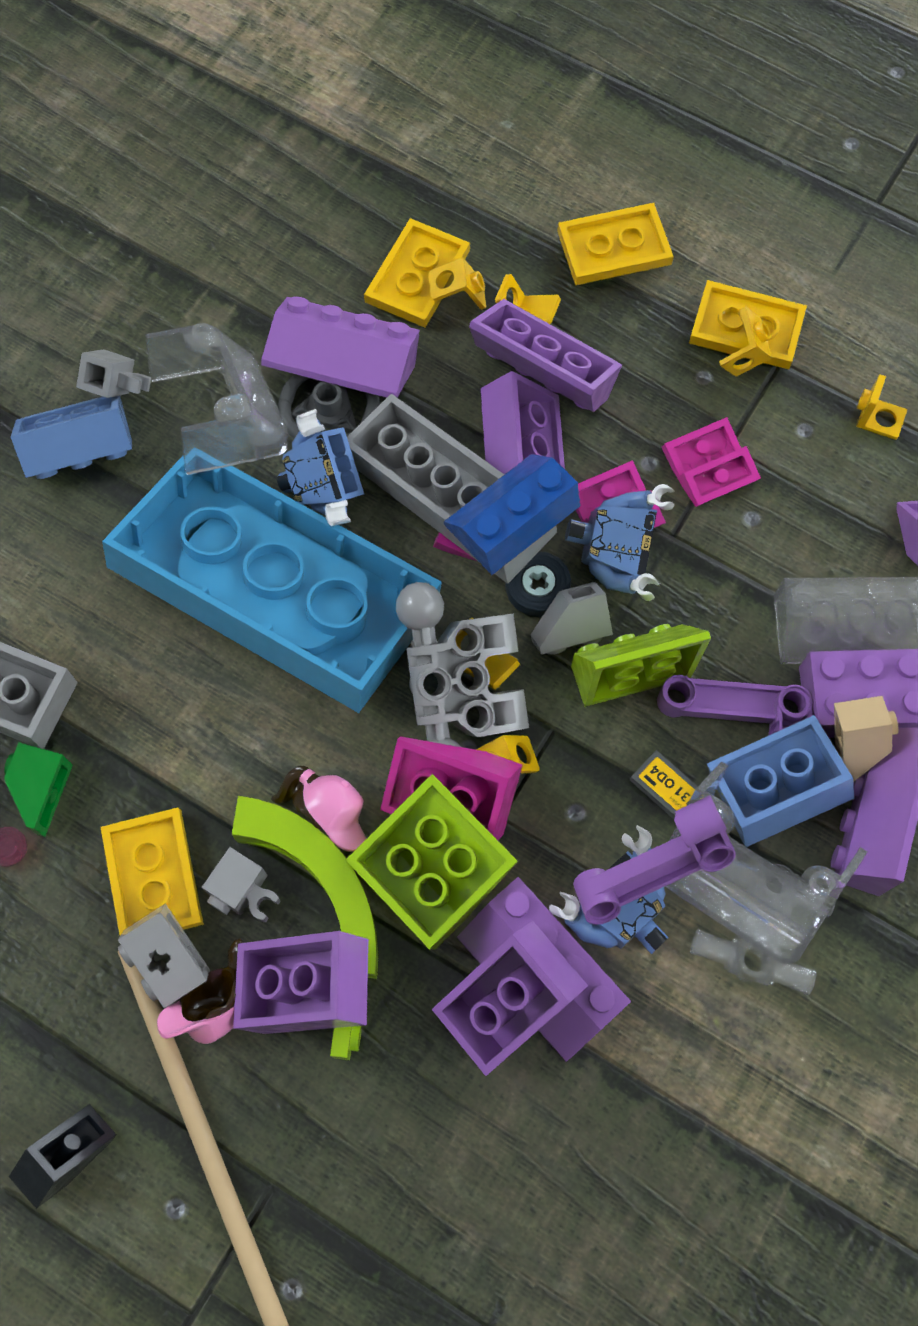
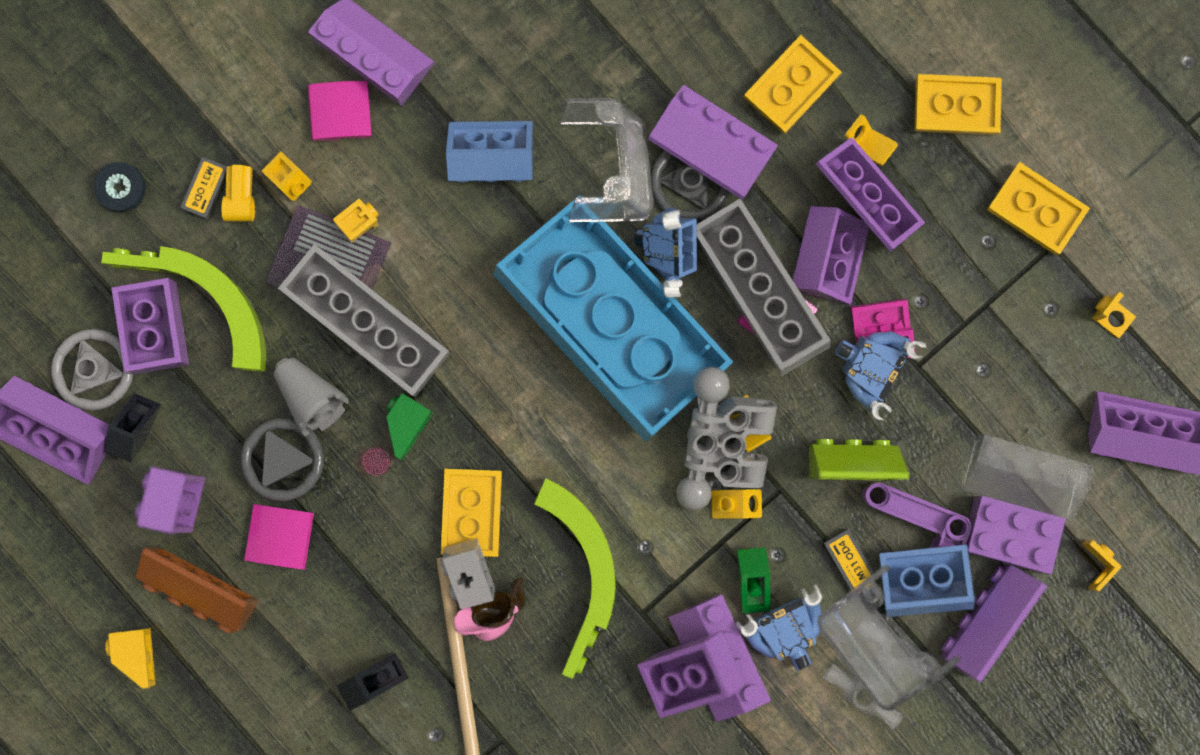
camera: 15 degrees right, 15 degrees up
(109, 374) = (529, 110): light grey brick -> none
(236, 884) = (528, 537): light grey brick -> none
(301, 983) = (556, 624): medium lavender brick -> none
(328, 802) = (605, 499): bright pink hair -> none
(432, 862) = (666, 567): lime slope -> none
(464, 280) = (829, 108): yellow bracket -> none
(475, 777) = (695, 519): dark pink slope -> none
(515, 511) = (800, 333): blue slope -> none
(537, 601) = (807, 392): black bush -> none
(554, 848) = (753, 580): none -> green slope
(573, 618) = (820, 416): light grey slope -> none
(699, 847) = (850, 617): medium lavender piece -> none
(710, 462) = (967, 316): dark pink slope -> none
(758, 347) = (1038, 229): yellow bracket -> none
(863, 733) = (995, 570): tan slope -> none

